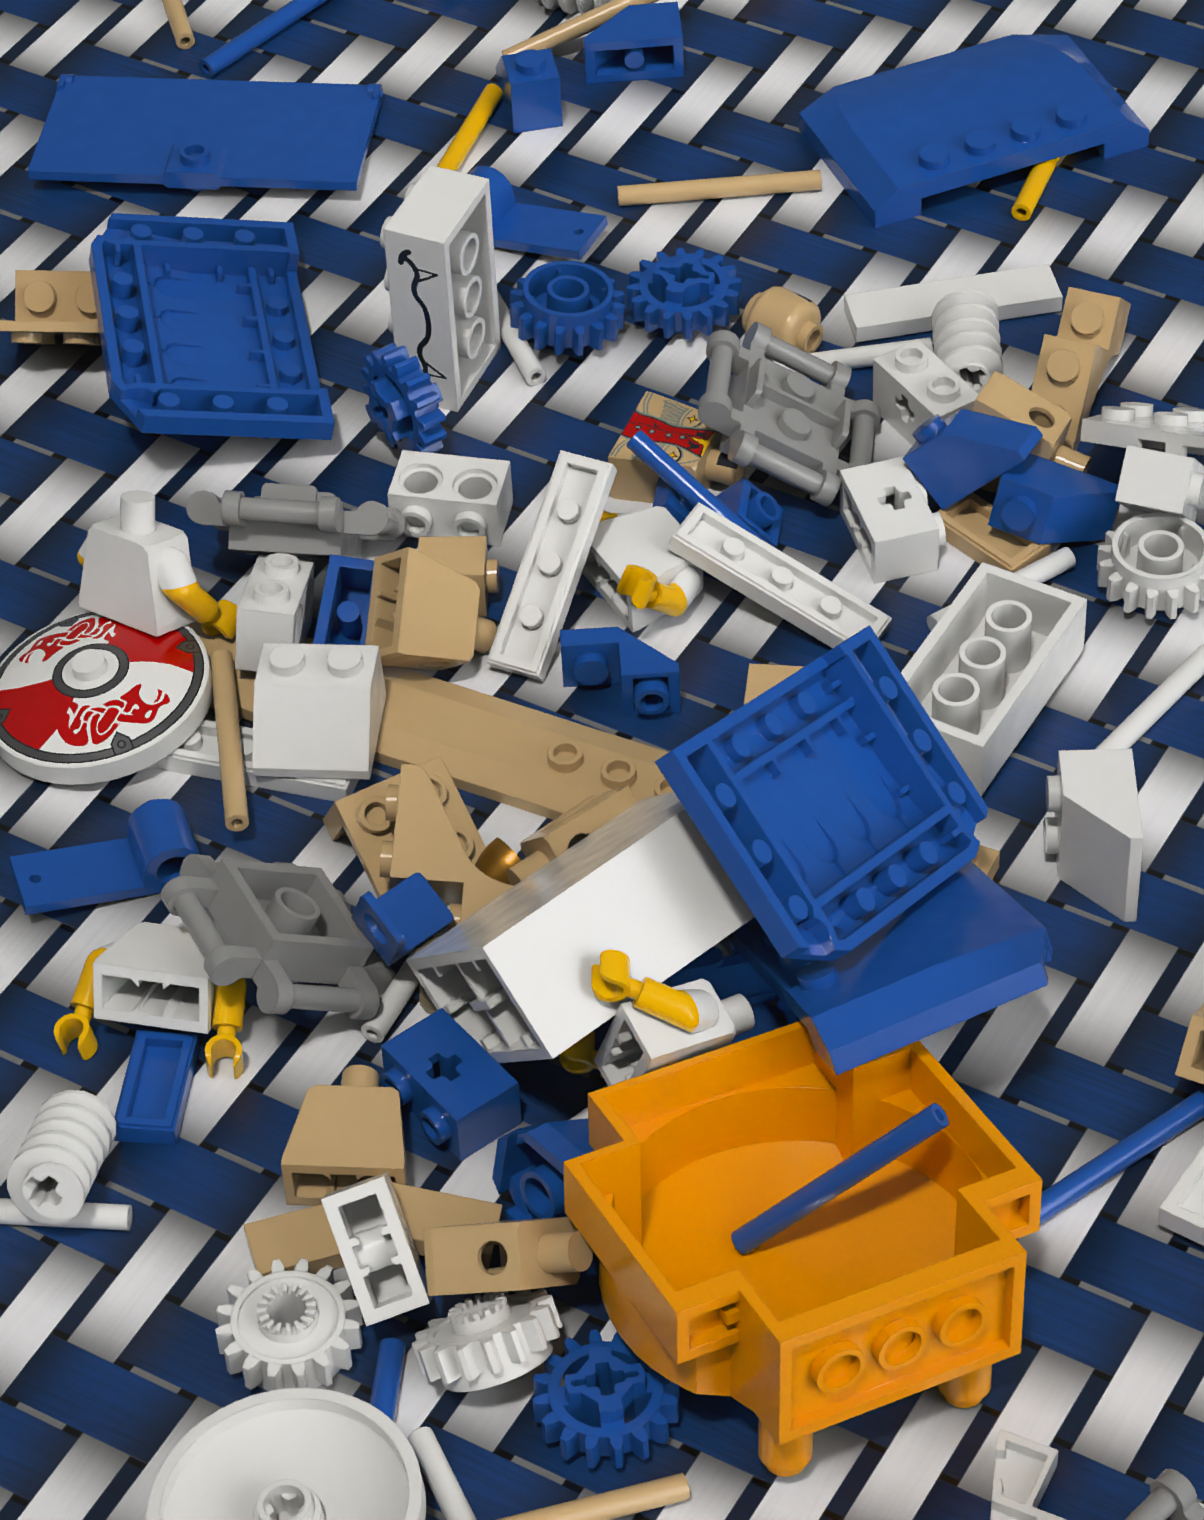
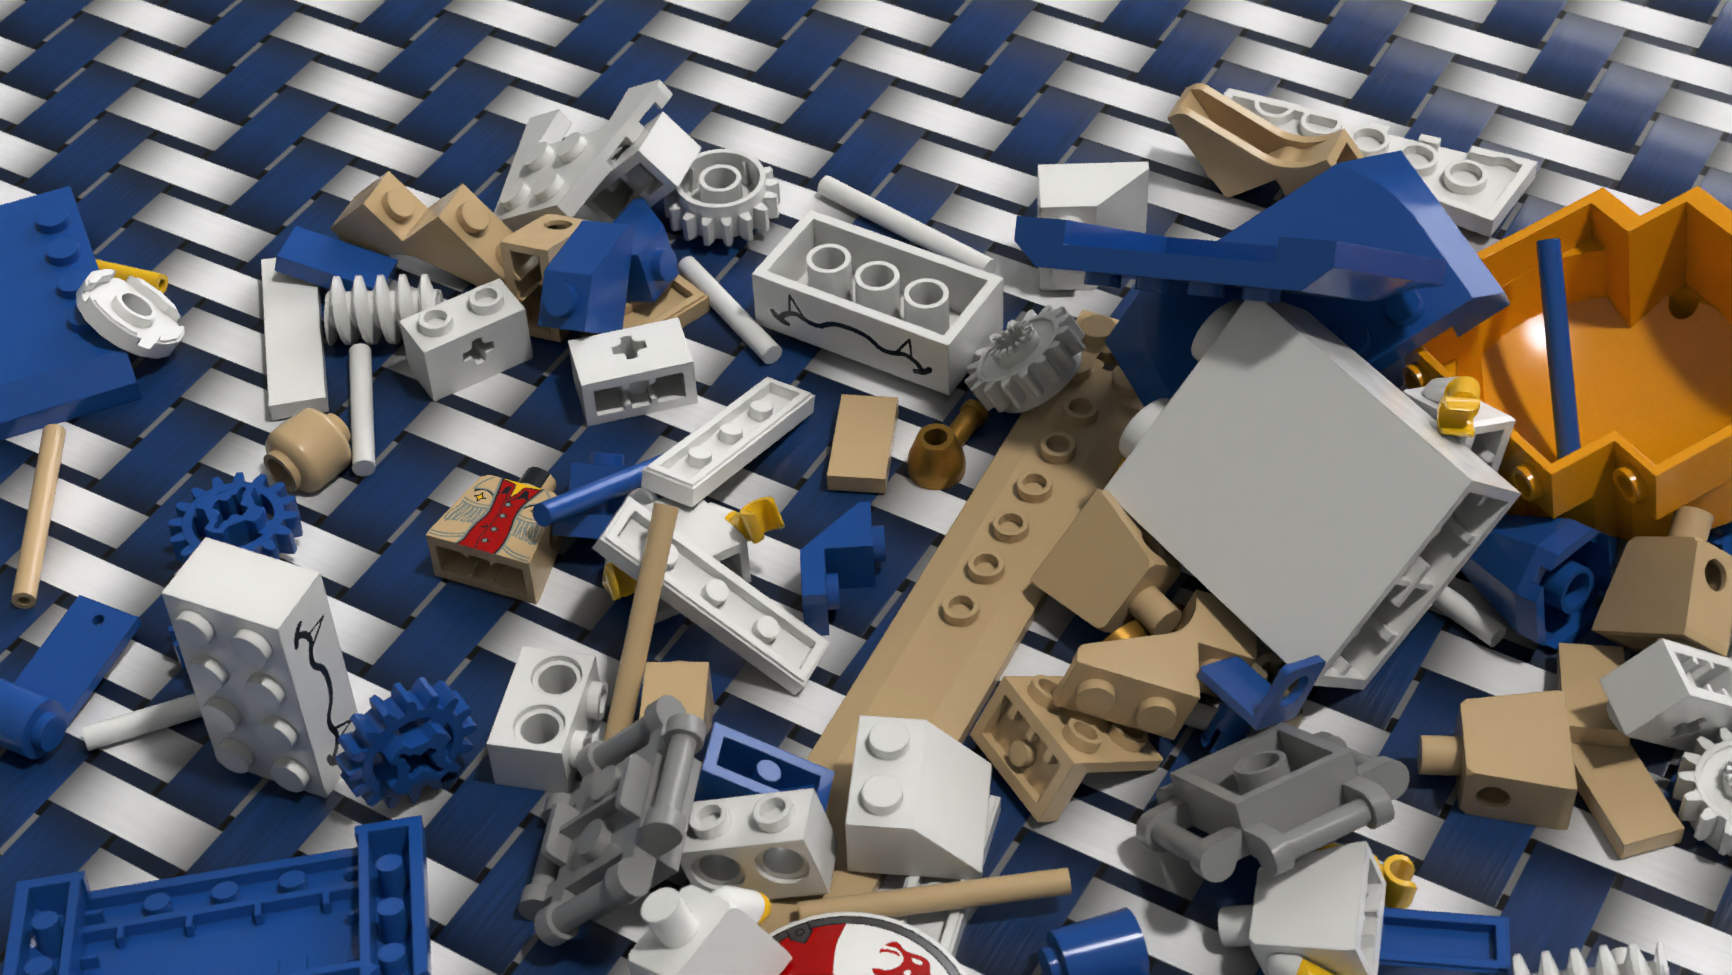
camera: 90 degrees left, 0 degrees up
(424, 613) = (779, 709): tan torso -> none
(451, 1084) = (1419, 681): blue brick -> none
(519, 503) = (641, 618): none -> tan piece
(781, 416) = (490, 424): light grey brick -> none
(917, 190) = (130, 314): none -> white tile
(1035, 306) = (320, 257): none -> blue tile

